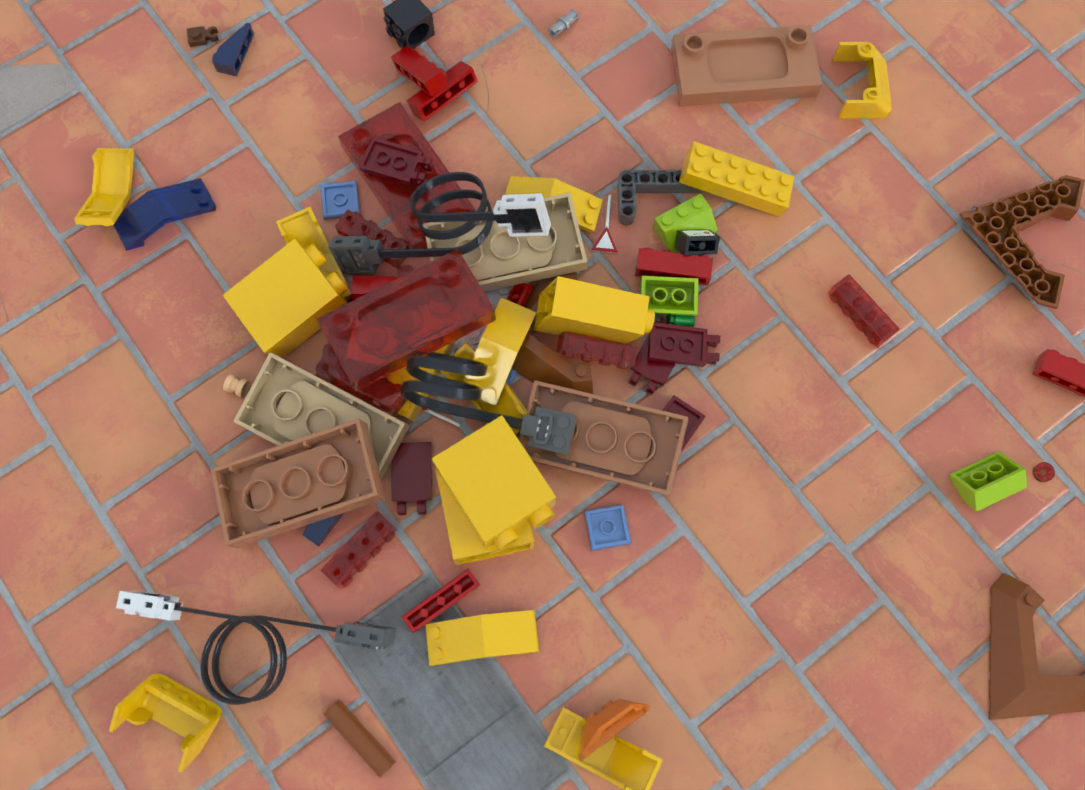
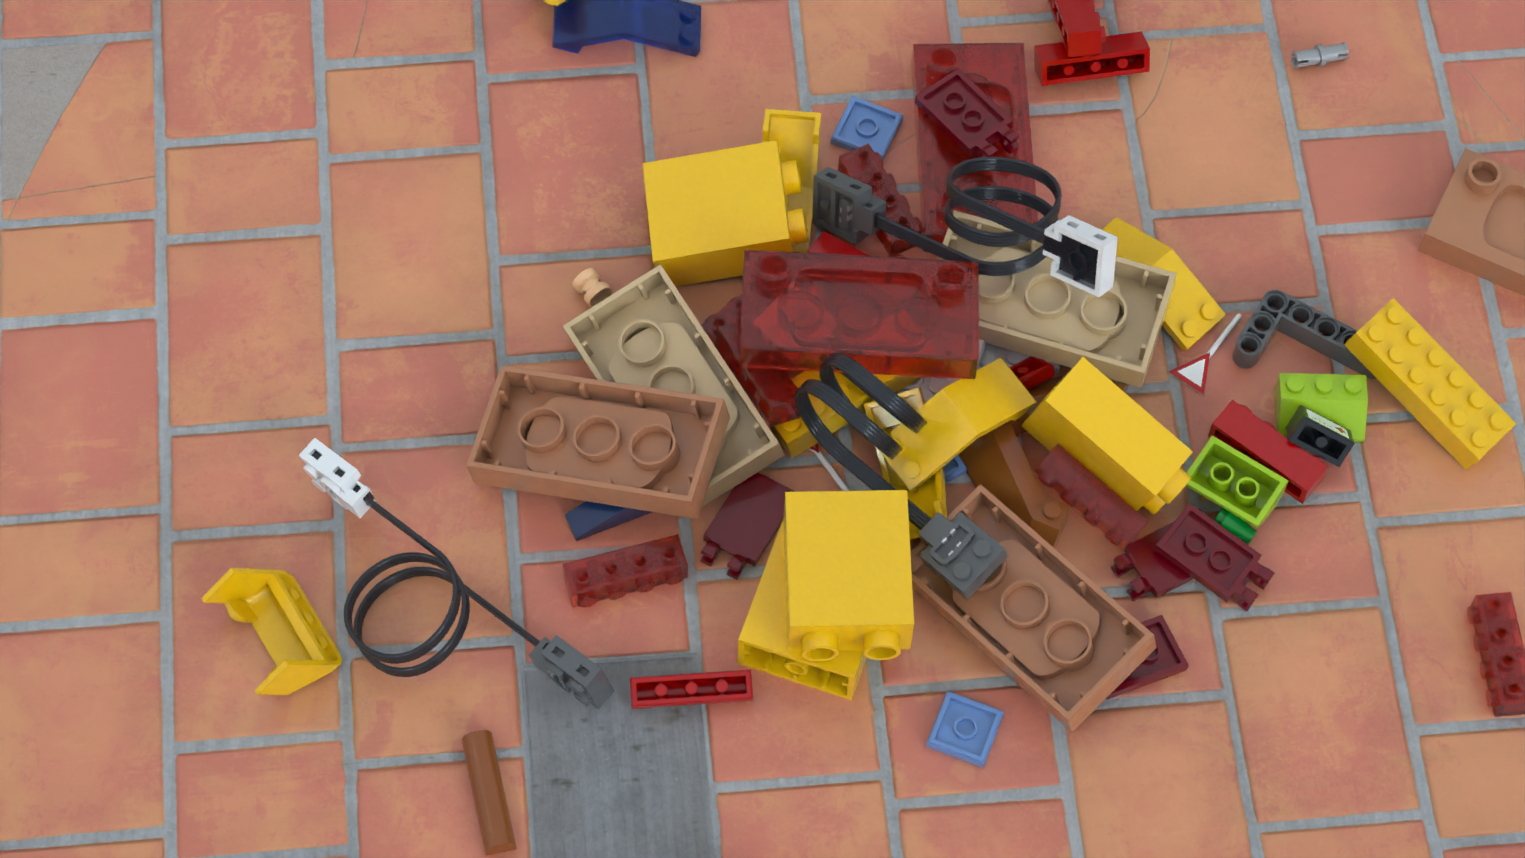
camera: 30 degrees right, 10 degrees down
(482, 637) = (719, 760): yellow windscreen -> none

